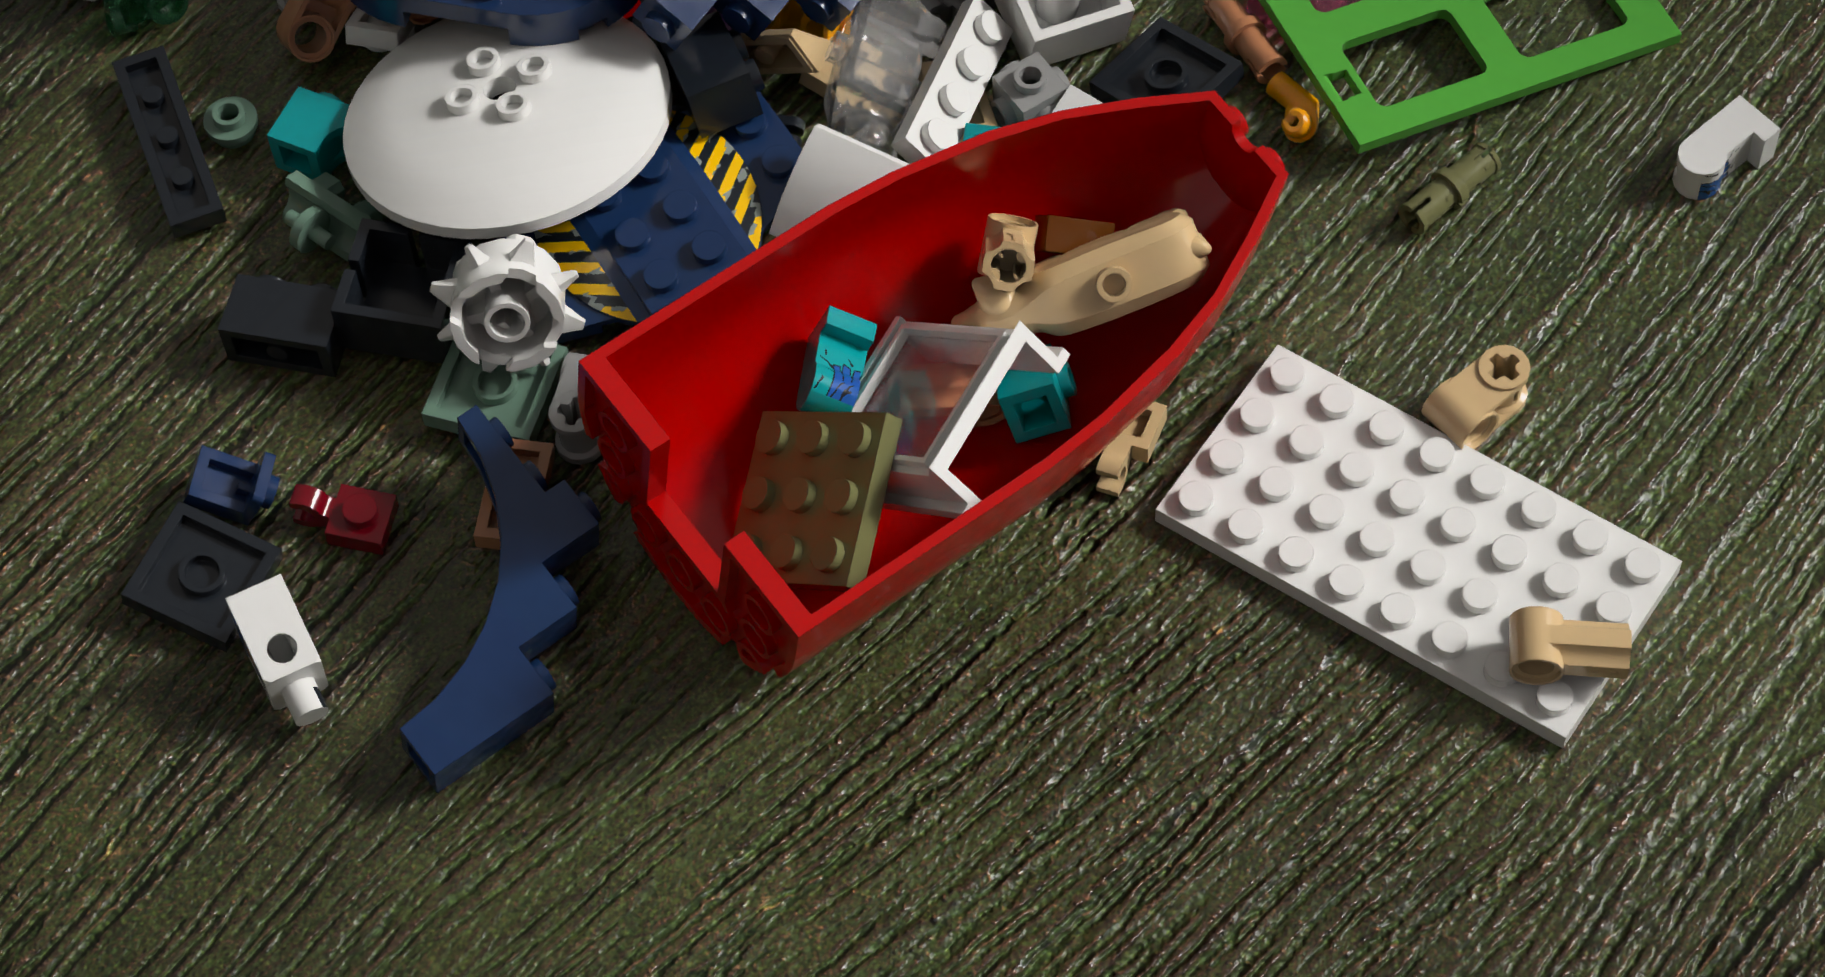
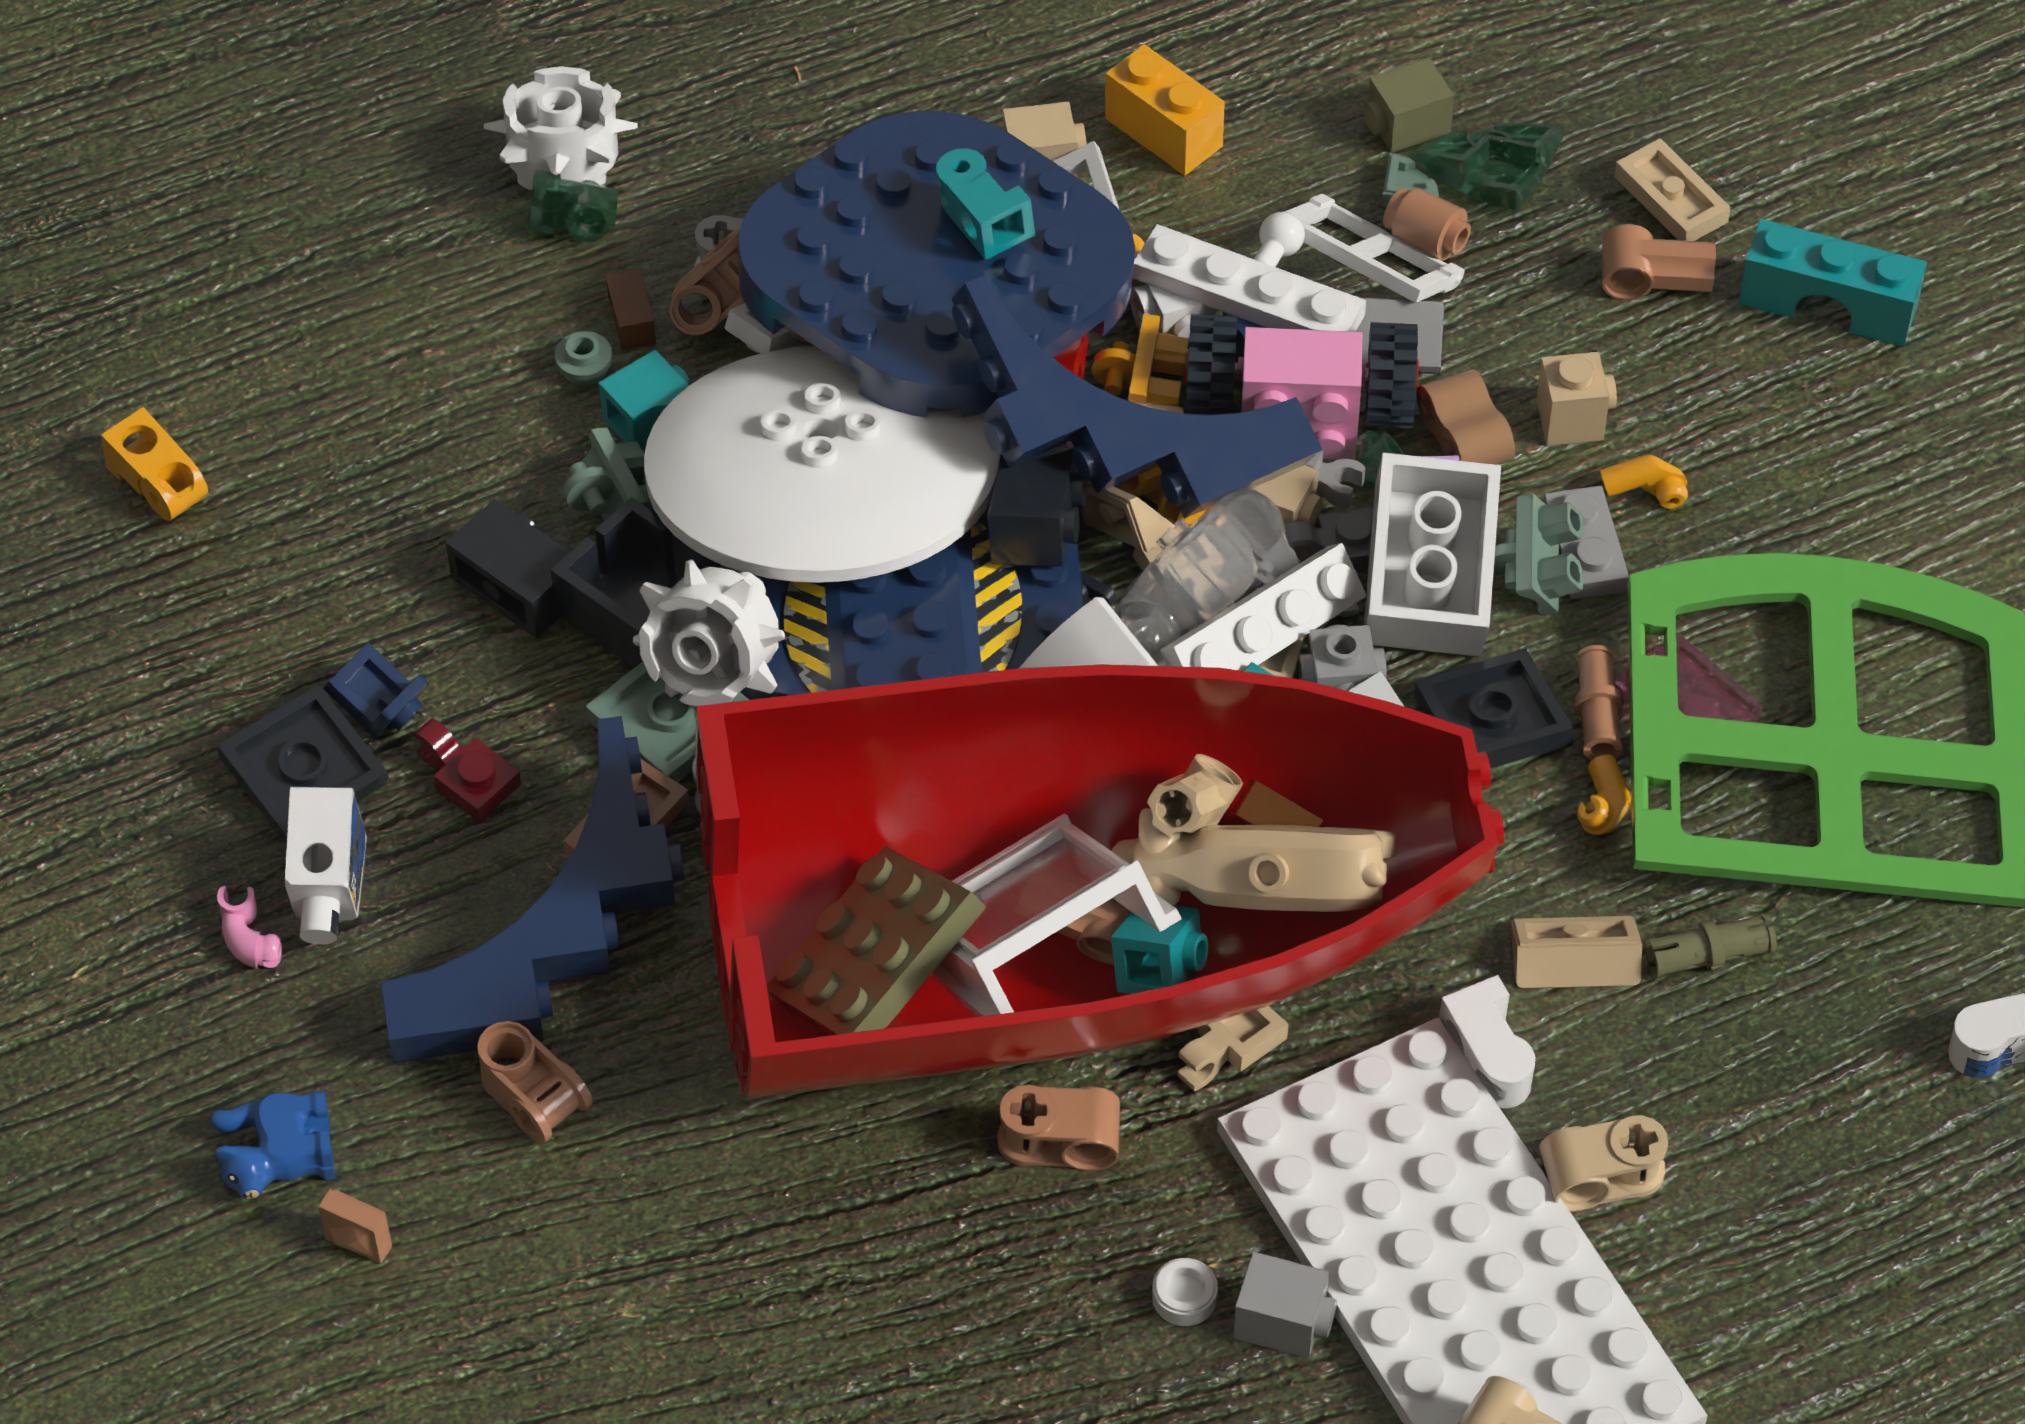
camera: 25 degrees right, 5 degrees down
(169, 142) = (515, 351): black plate -> none
(242, 752) = (242, 941): none -> bright pink arm
(246, 63) = (630, 308): none -> reddish brown piece
(387, 904) = (285, 1141): none -> blue animal
(497, 946) = (355, 1225): none -> nougat tile
(581, 757) = (537, 1088): none -> nougat piece
(834, 362) = (973, 829): teal leg -> none
(1037, 576) = (1063, 1127): none -> nougat piece
(1214, 663) = (1184, 1292): none -> white tile
(1304, 635) = (1283, 1305): none -> light grey brick
(1330, 344) = (1480, 1030): none -> white leg
(1347, 241) = (1576, 951): none -> tan slope

